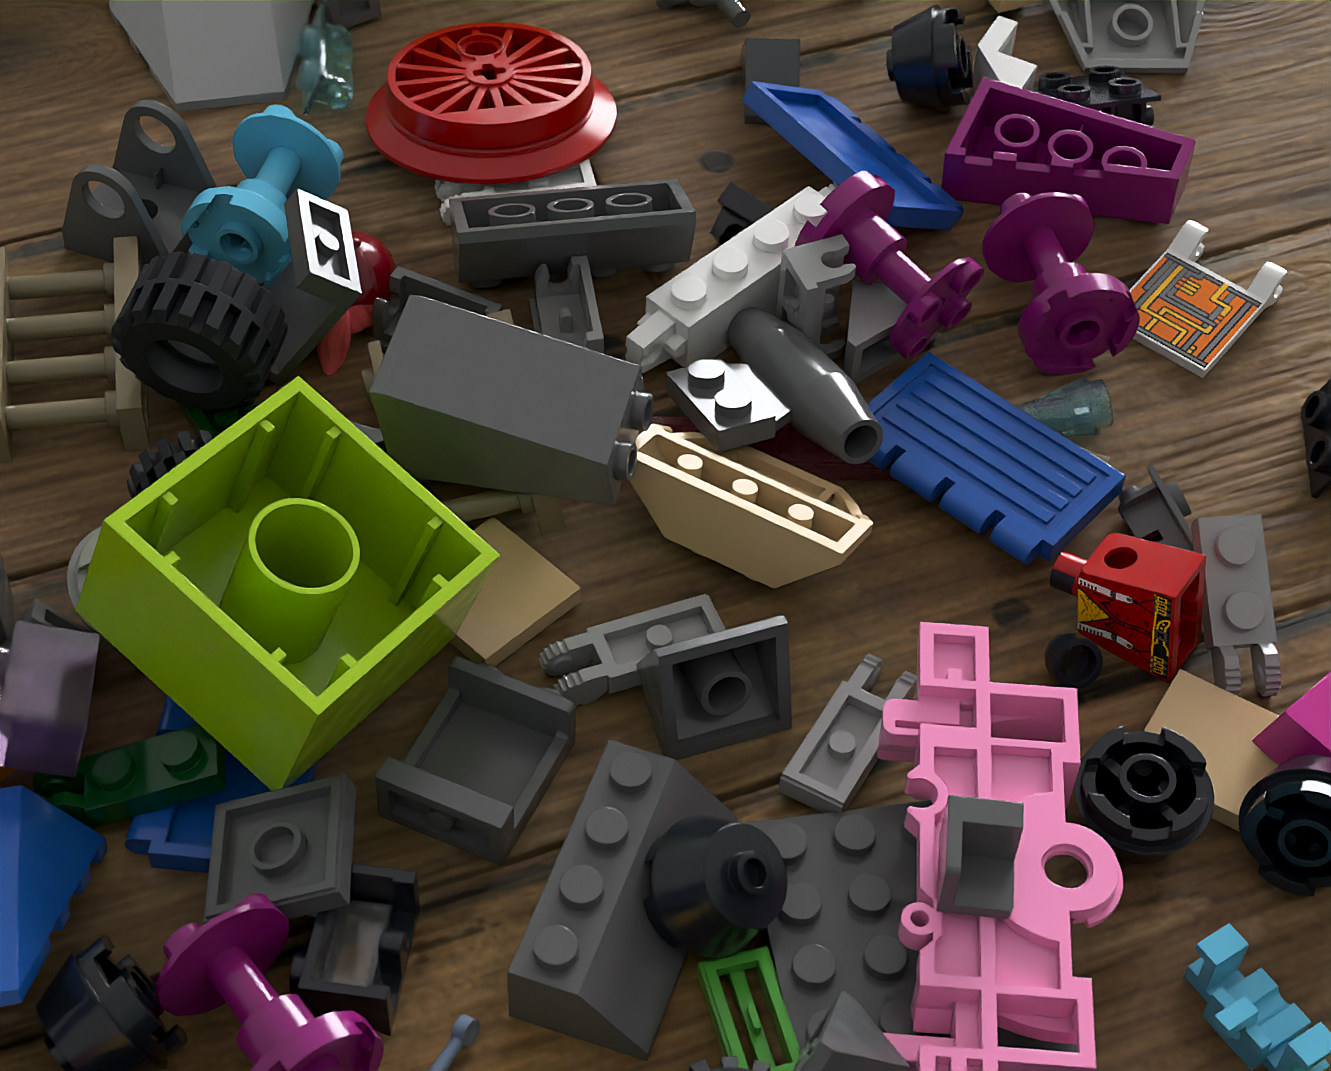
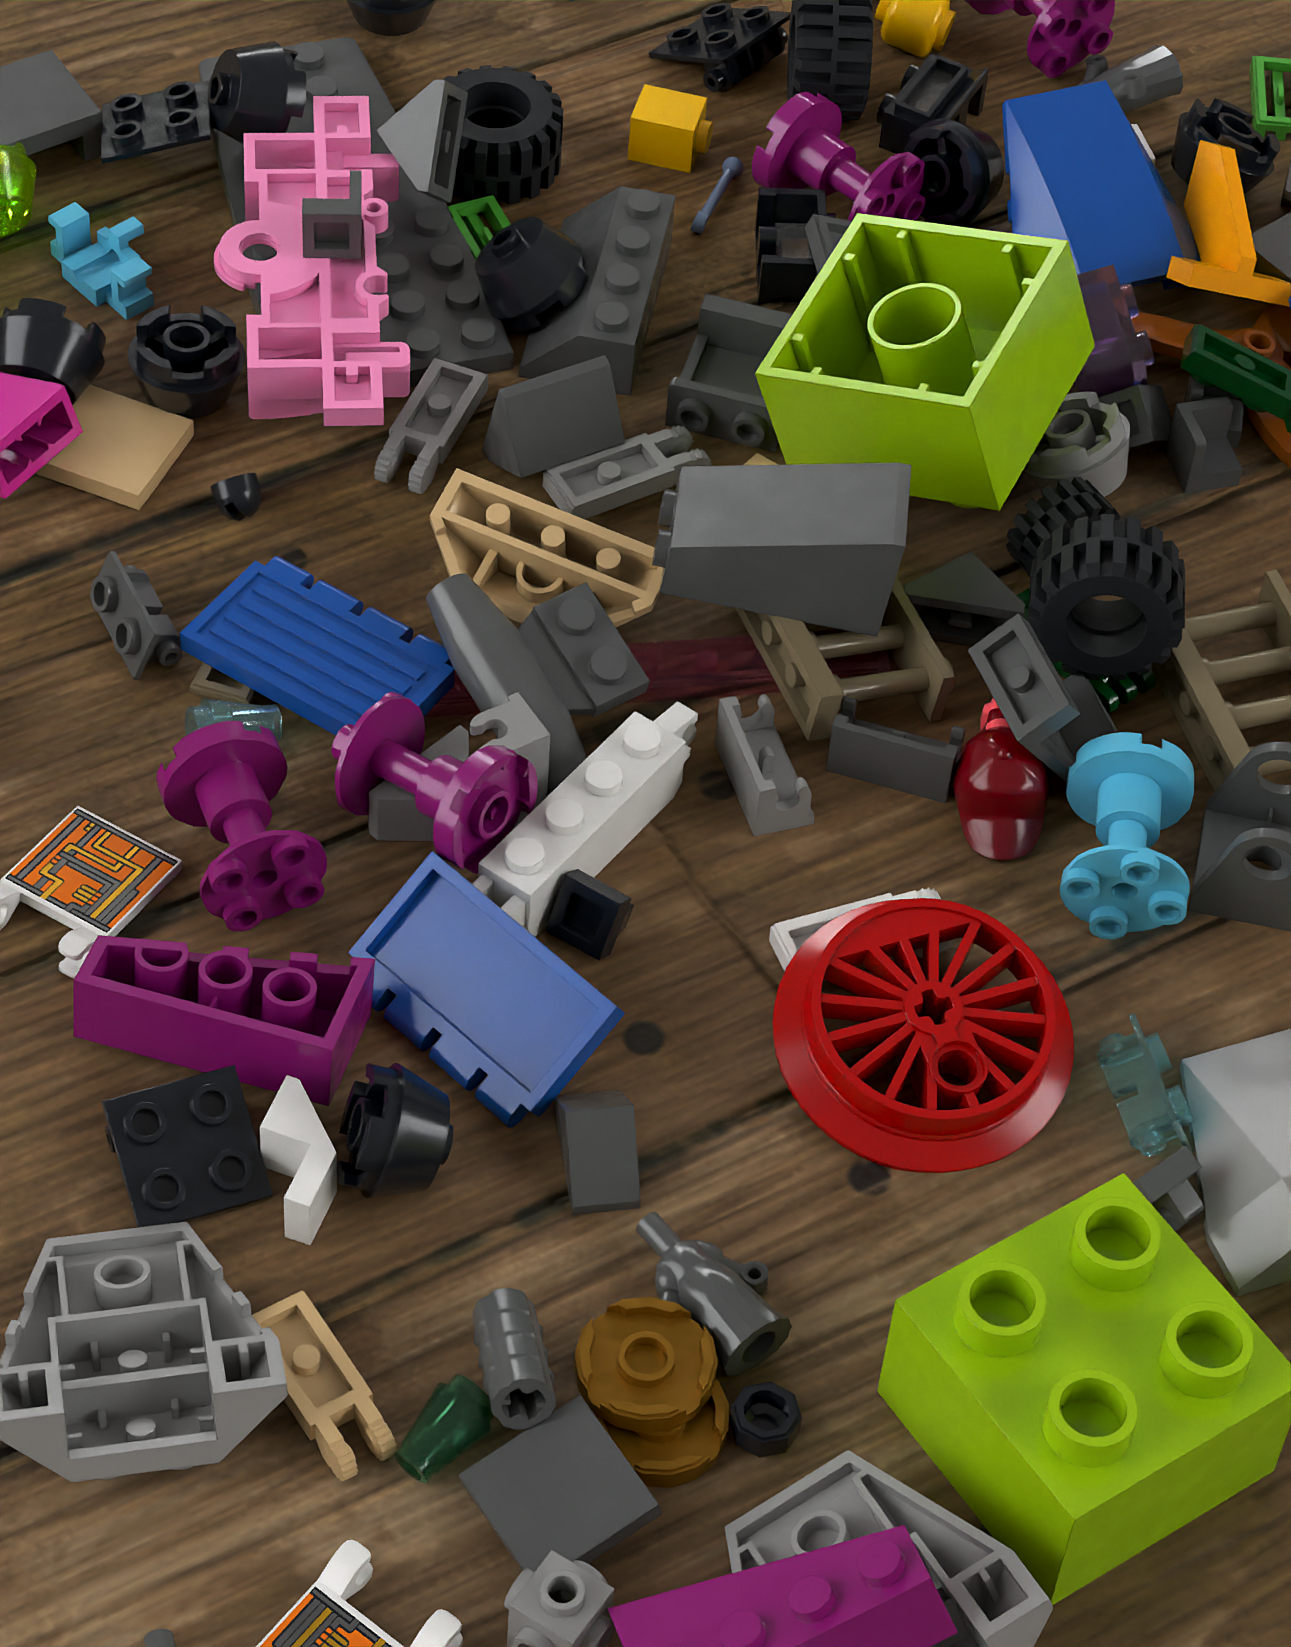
camera: 170 degrees right, 0 degrees up
(611, 224) = (781, 813): dark grey slope -> none
(1137, 600) = (178, 517): red torso -> none
(1237, 600) = (84, 526): light grey hinge -> none

